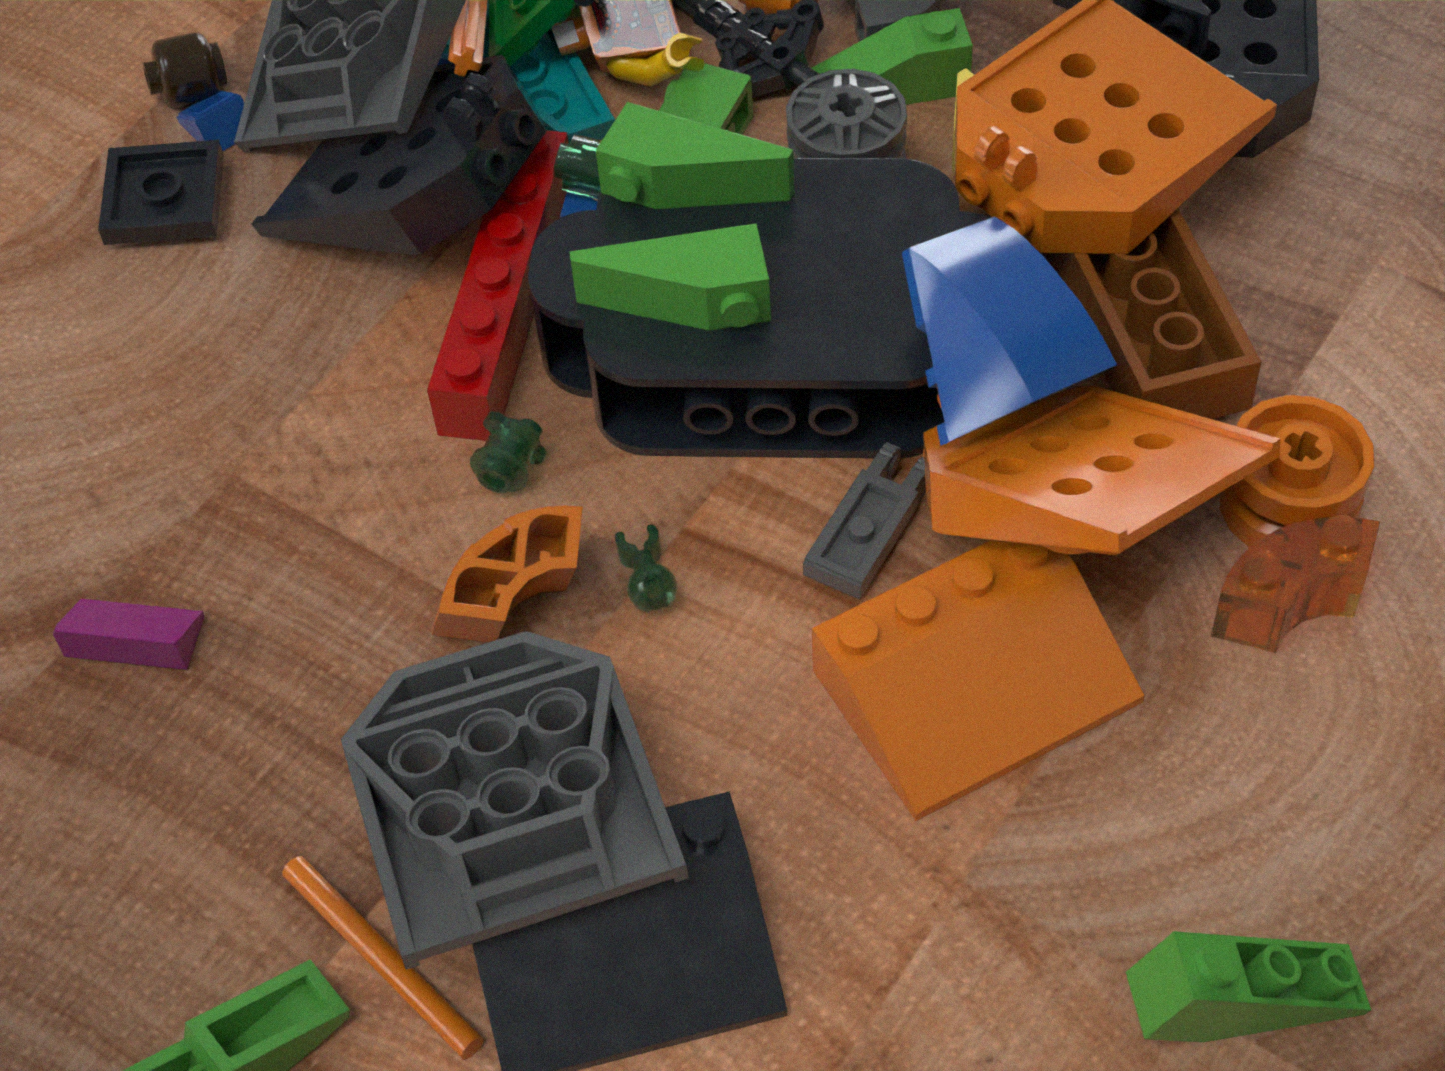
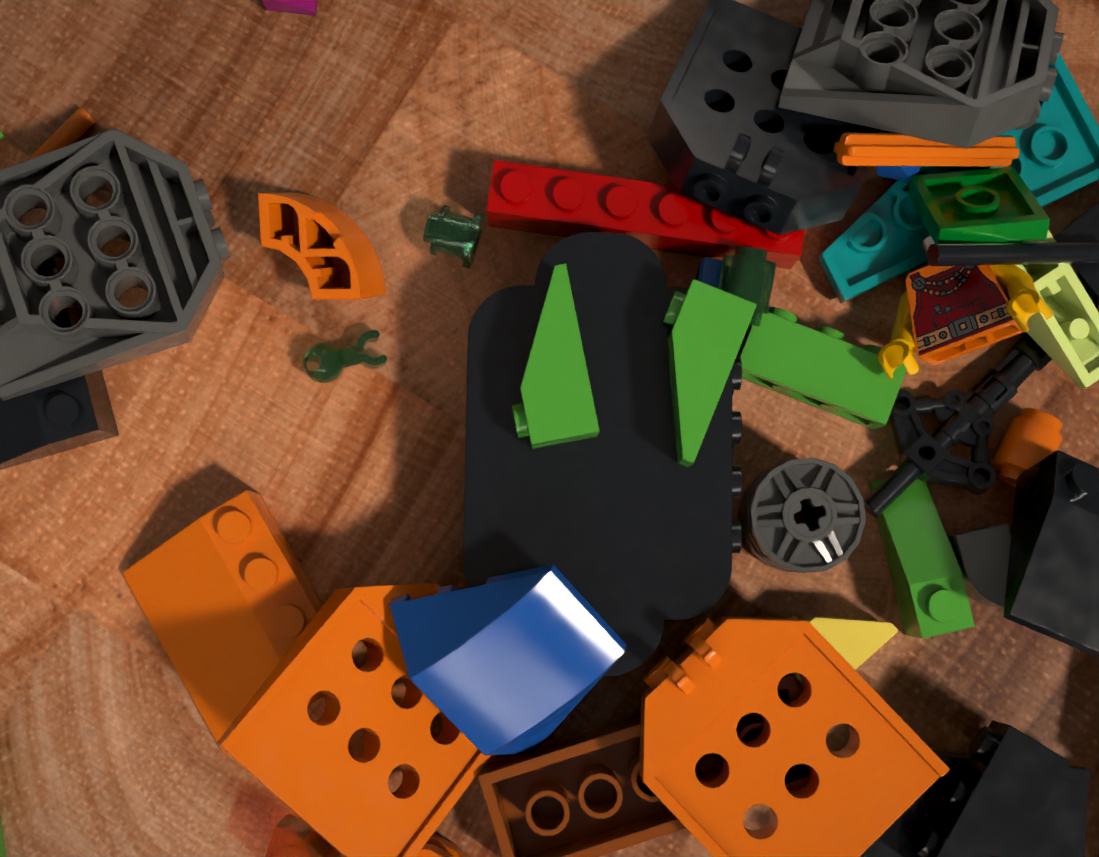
camera: 85 degrees right, 30 degrees up
(866, 524) = (384, 535): dark grey hinge -> none

